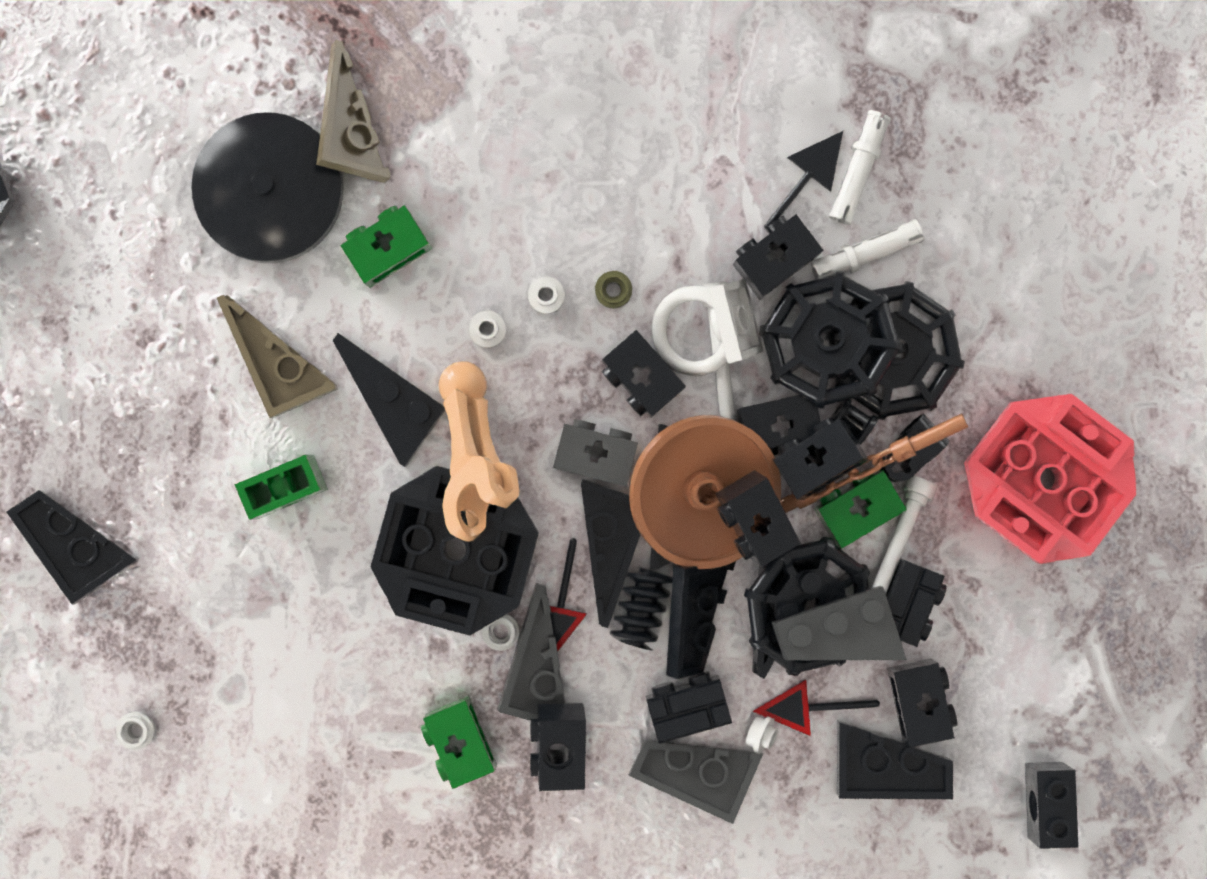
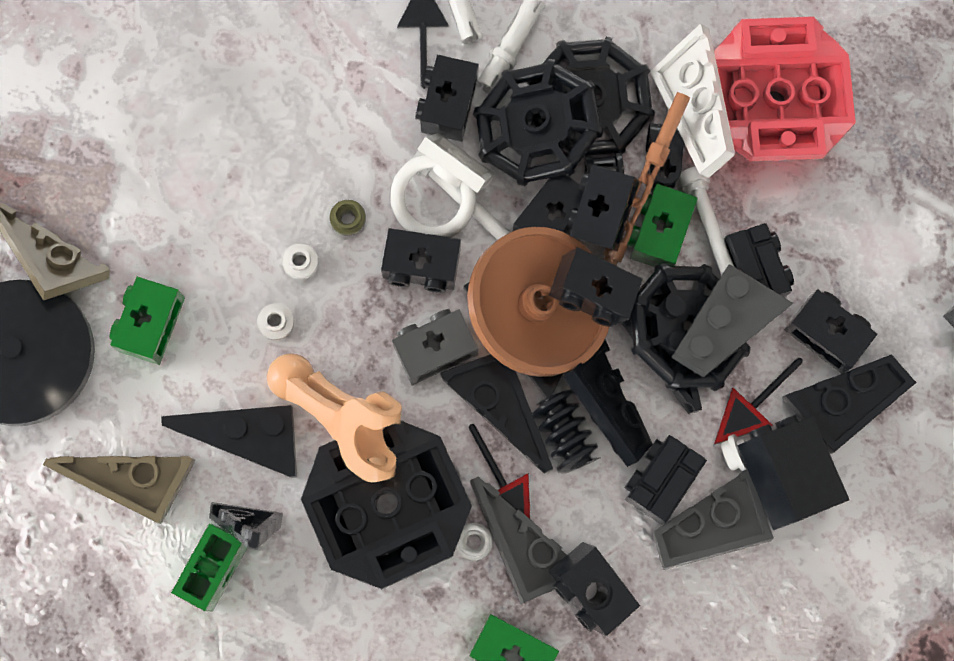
camera: 45 degrees left, 10 degrees down
(334, 477) = (246, 524): none -> black wing
(791, 787) = (792, 471): none -> black brick
(989, 404) = (705, 123): none -> white wing

